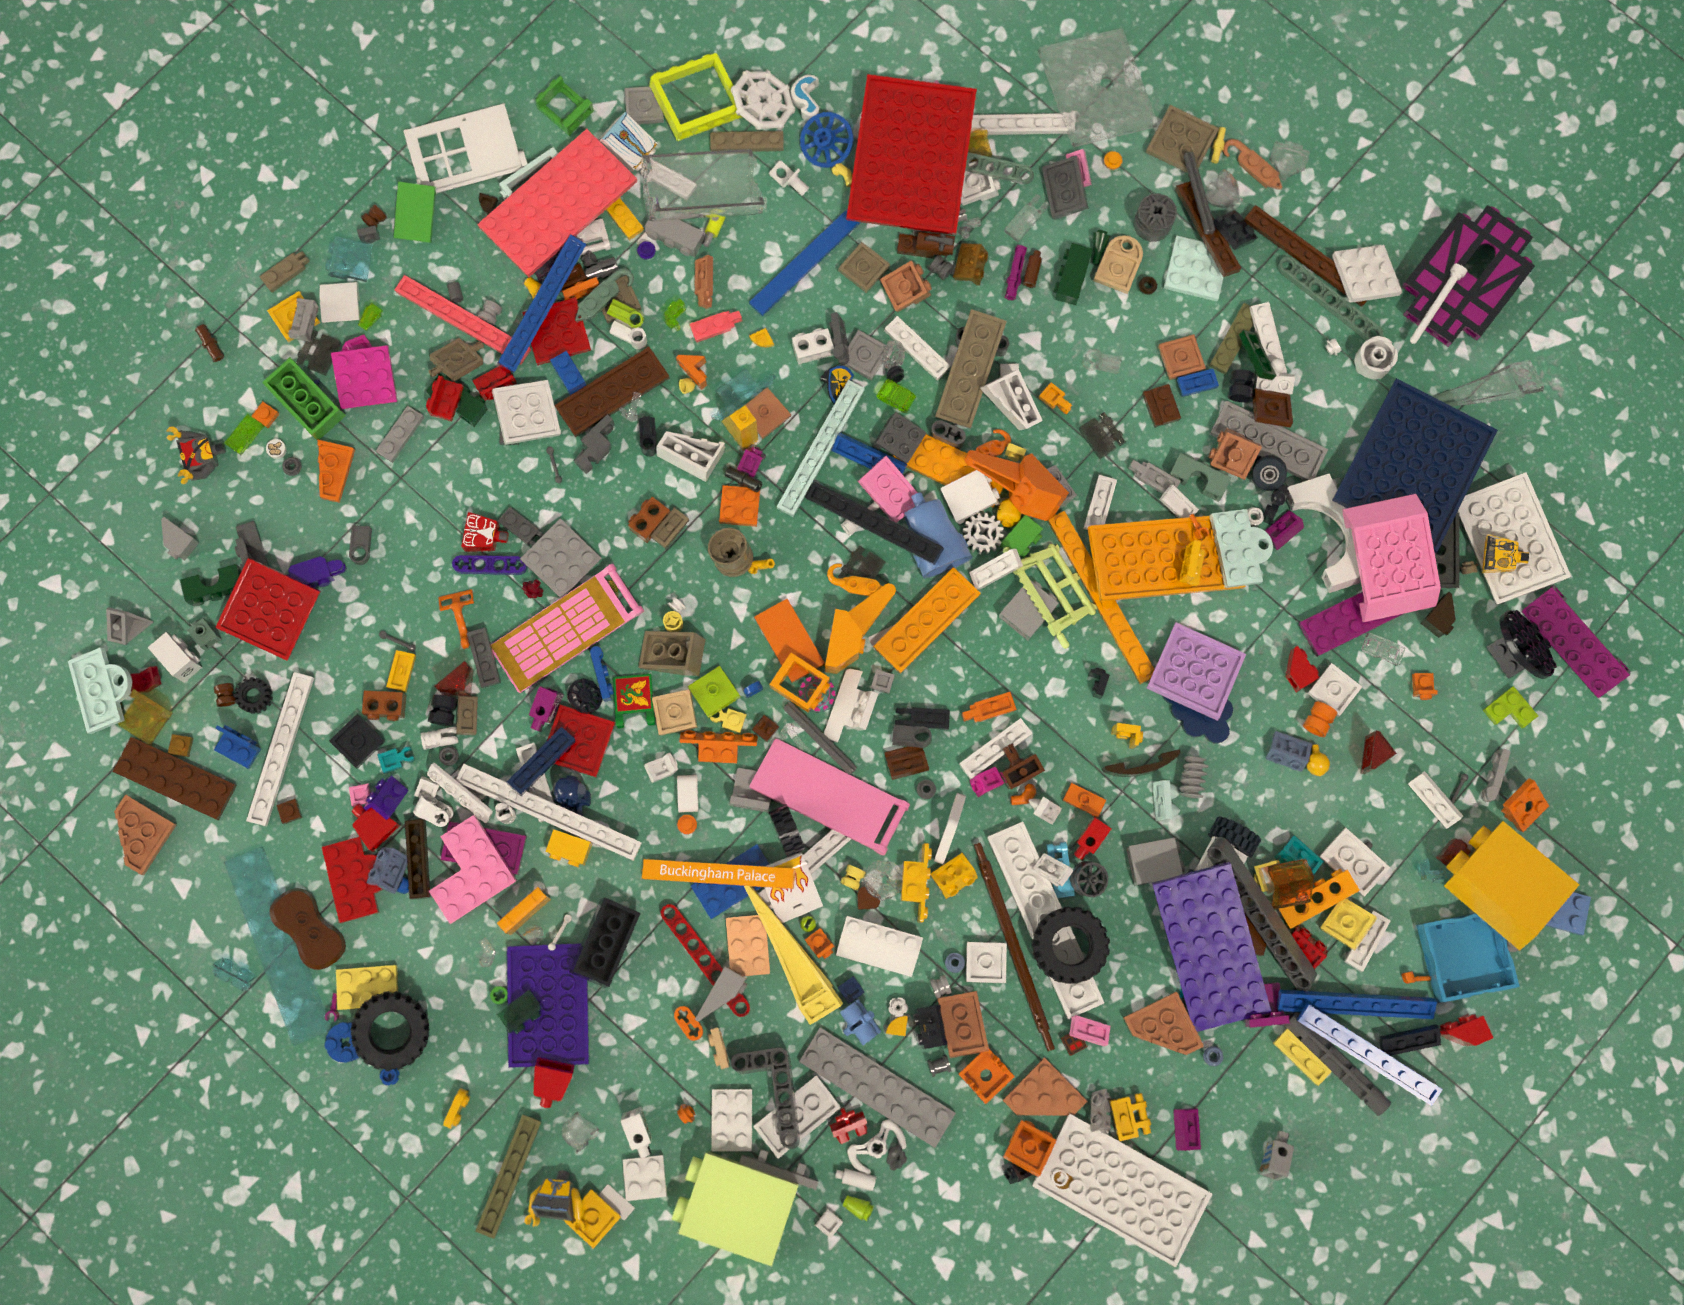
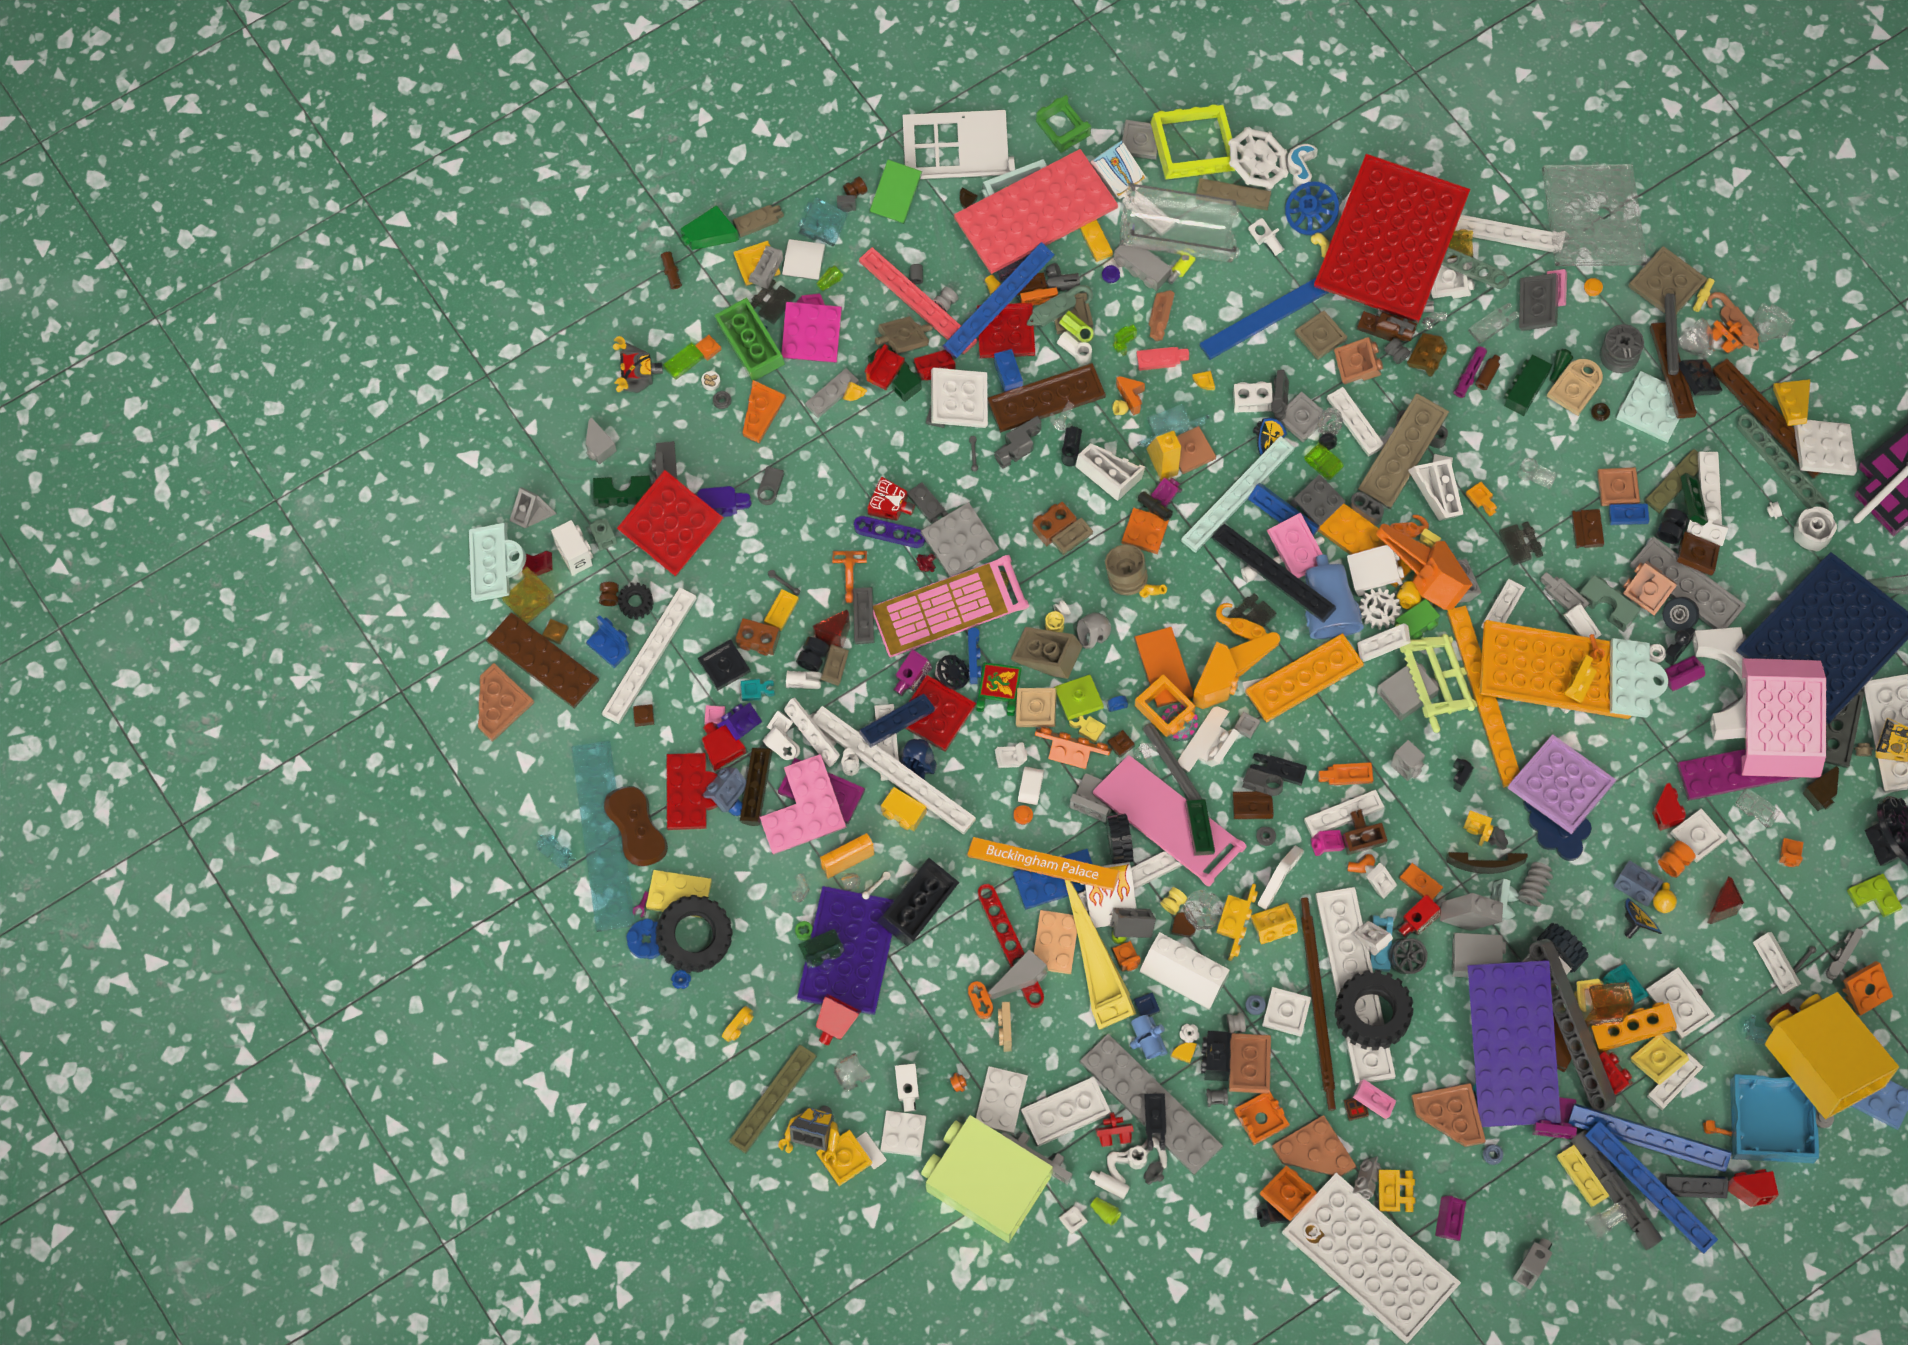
camera: 20 degrees right, 10 degrees down
(237, 293) = (709, 230): none -> green slope
(421, 429) = (853, 392): none -> yellow tile
(442, 756) = (808, 693): dark grey plate -> none
(594, 232) = (1063, 247): white plate -> none
(716, 617) = (1097, 626): none -> light grey helmet
(779, 1088) = (1056, 1078): dark grey beam -> none
(818, 910) = (1132, 922): none -> dark grey hinge
(861, 798) = (1200, 827): none -> dark green plate
(885, 1105) = (1155, 1119): none -> black hinge
(1046, 683) = (1408, 761): none -> light grey brick
(1141, 823) = (1471, 911): none -> light grey brick
(1148, 738) = (1498, 838): none -> dark grey plant
(1257, 187) = (1732, 342): none -> orange hips
(1297, 788) = (1638, 919): none -> shield
(1327, 233) = (1793, 400): none -> yellow wing
(1332, 1099) = (1601, 1223): none -> clear piece

